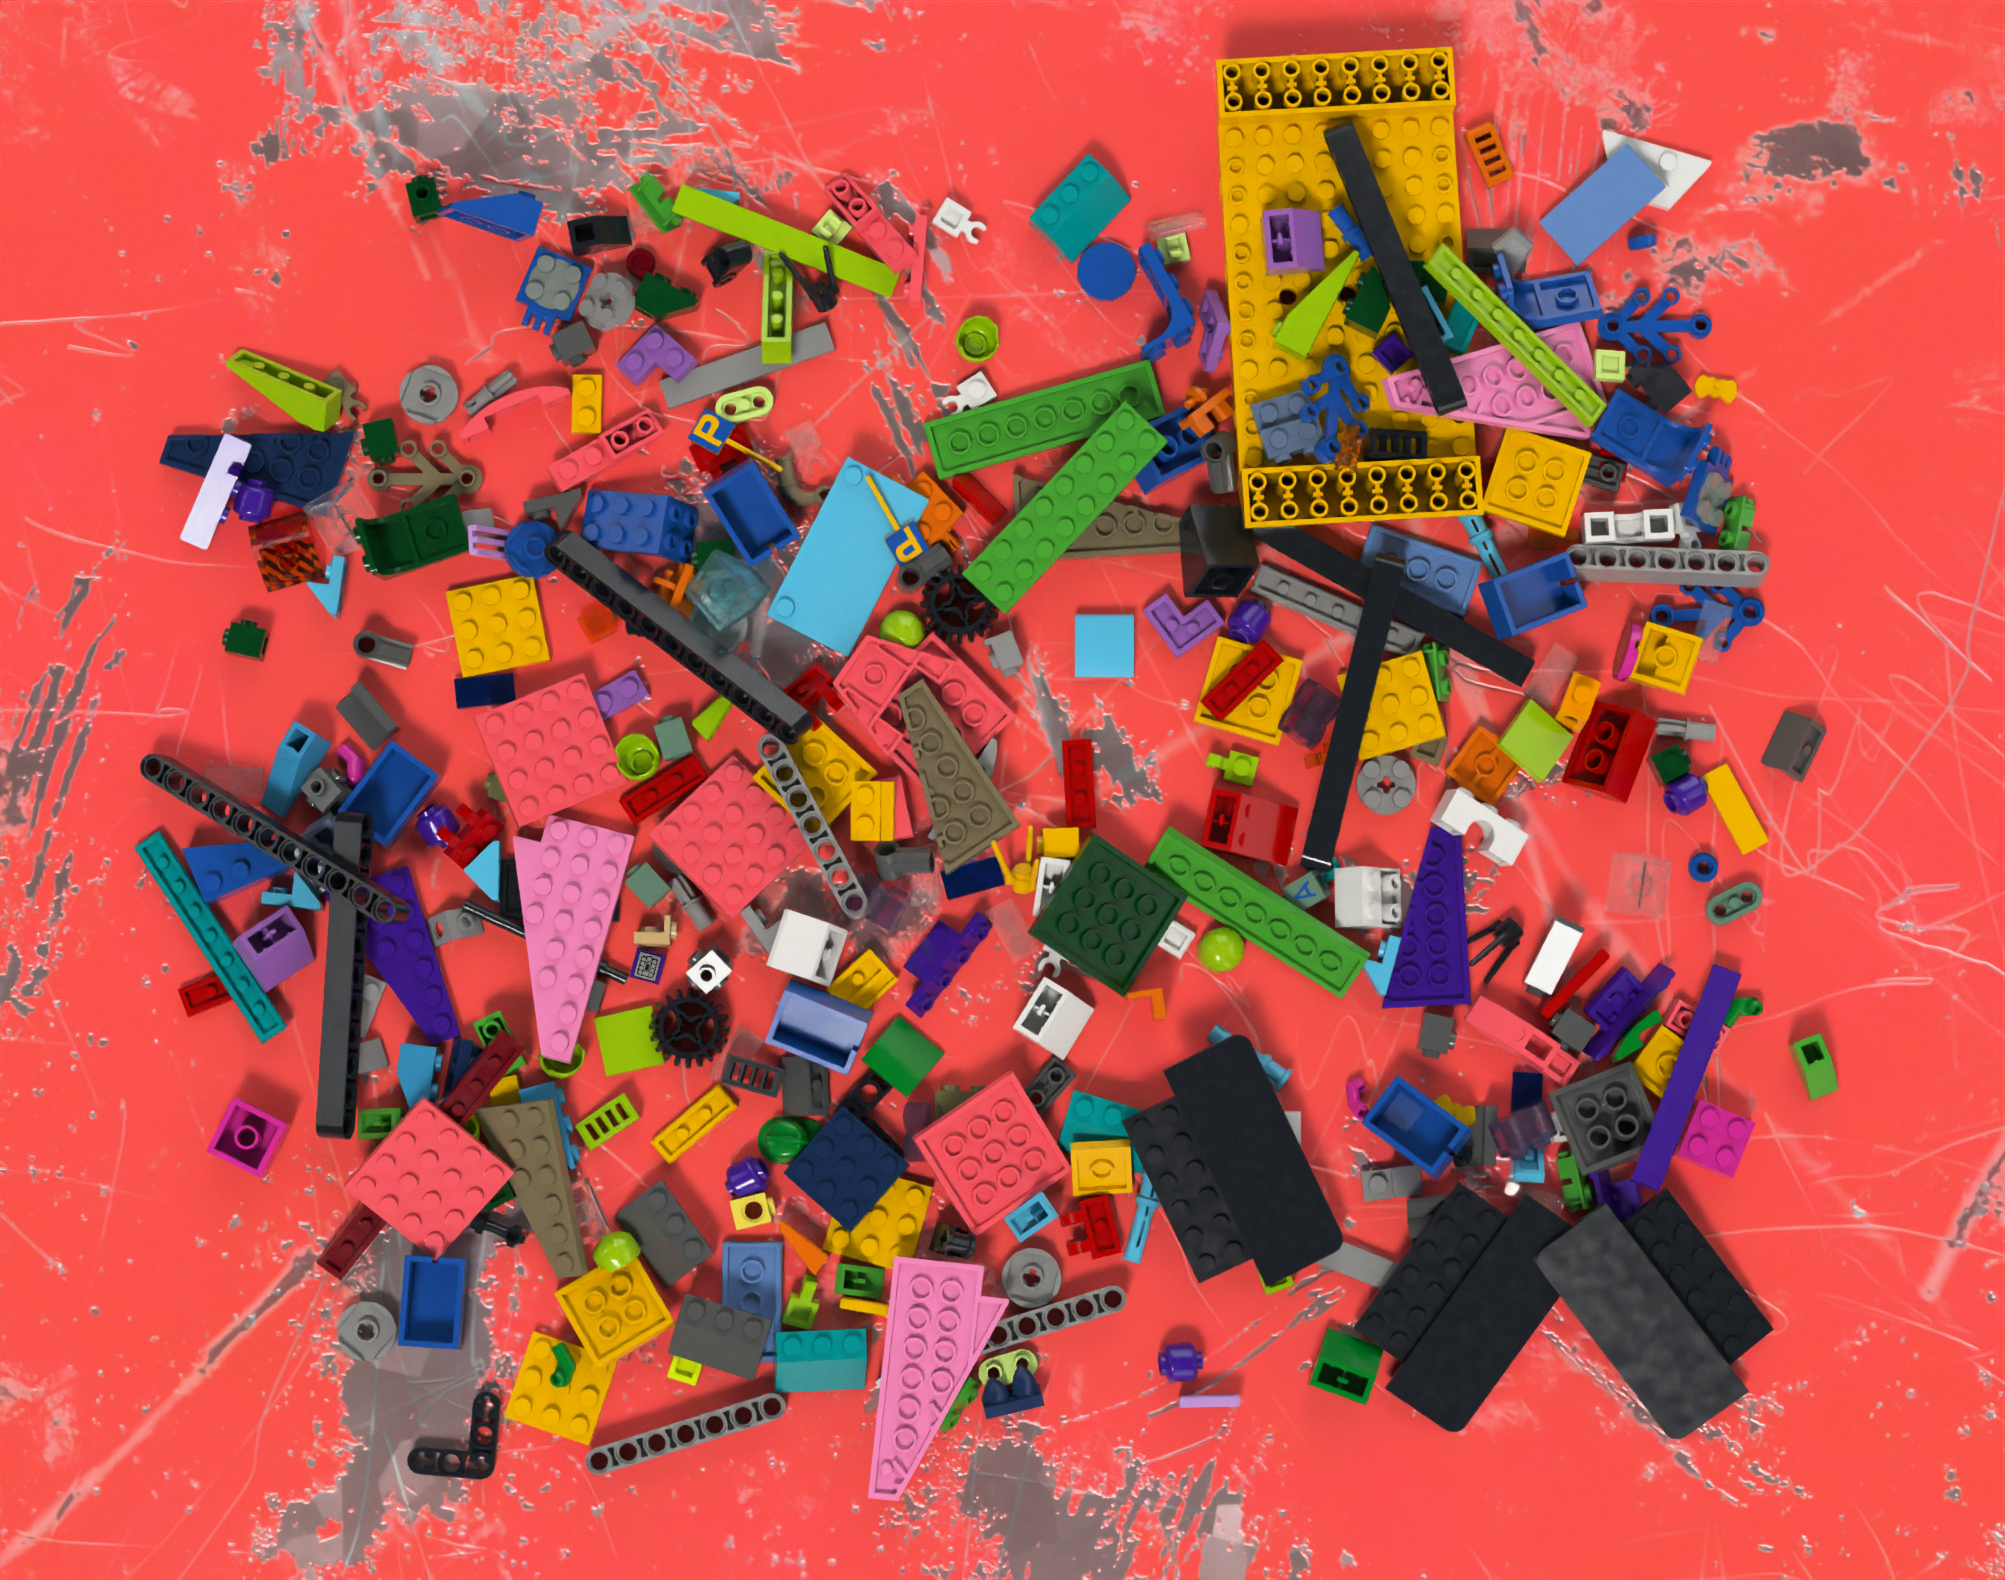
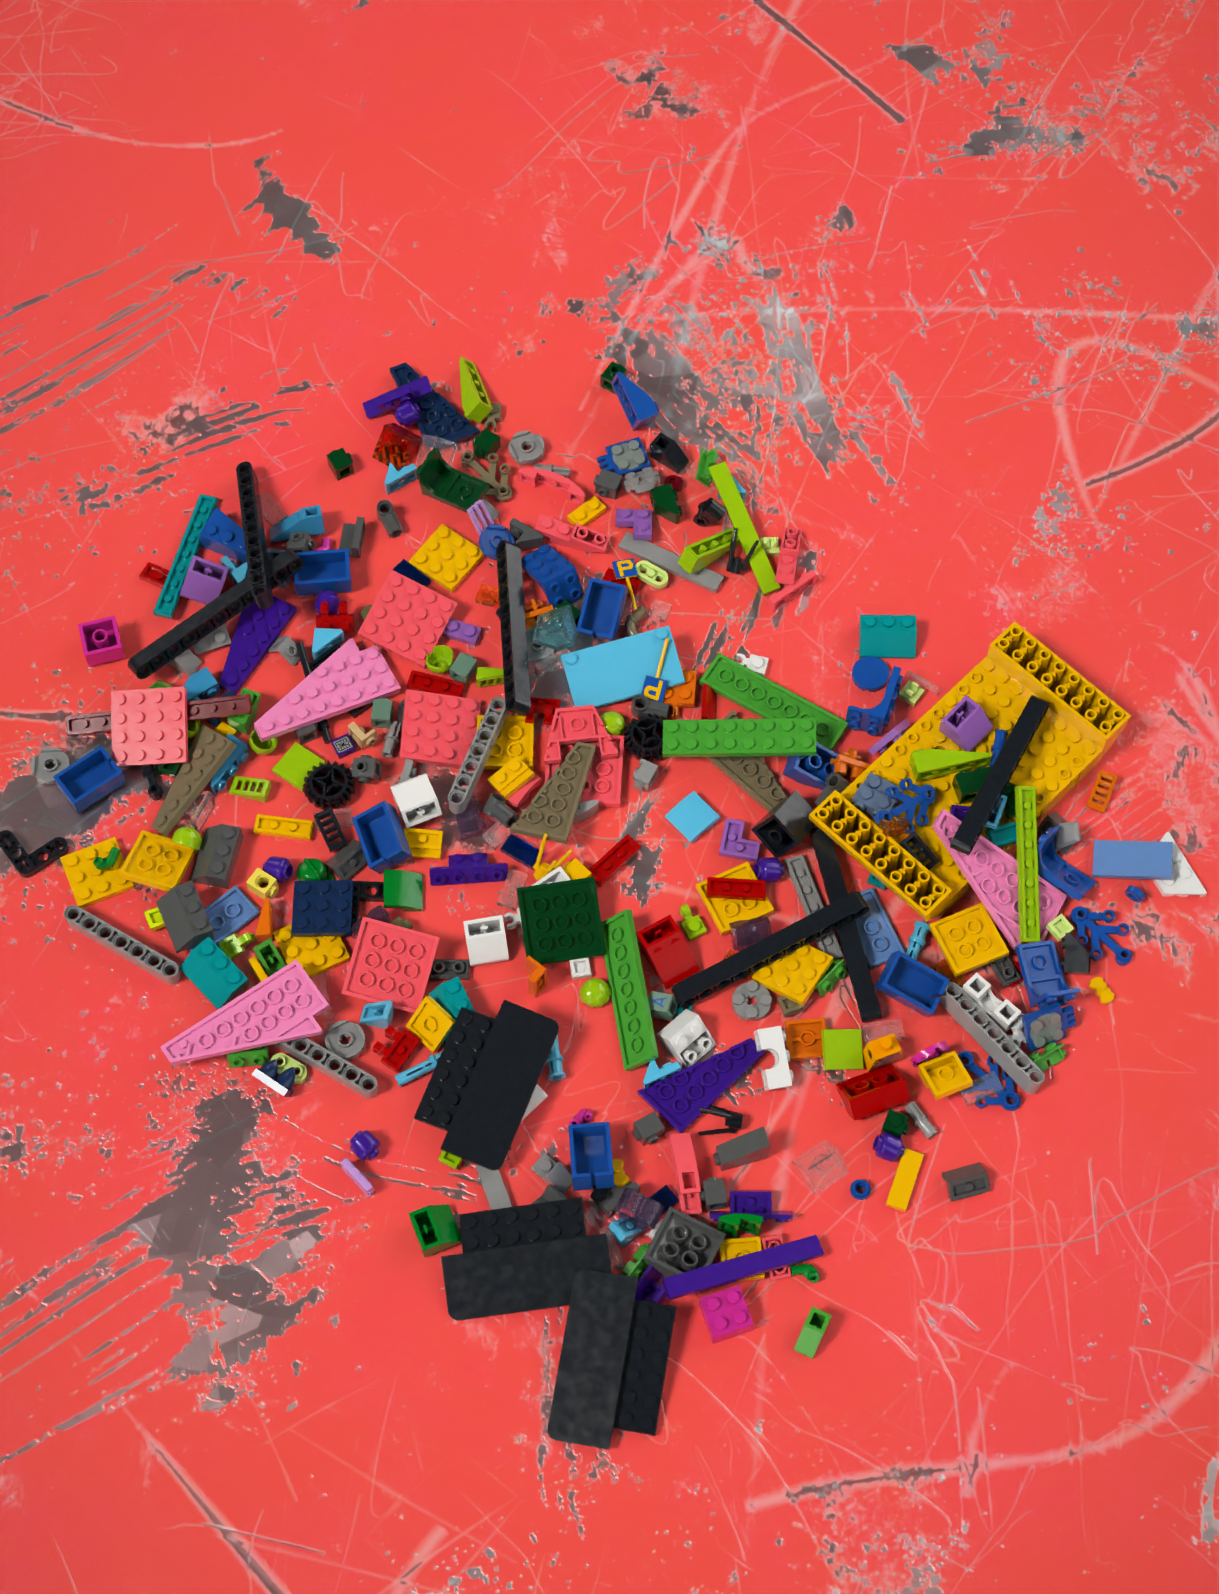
camera: 50 degrees right, 20 degrees down
(952, 1241) = (329, 984): black piece -> none
(954, 219) = (827, 590): white plate -> none
(977, 339) = (781, 642): lime hair -> none
(1573, 984) = (740, 1174): red tile -> none
(1732, 903) = (857, 1218): sand green plate -> none

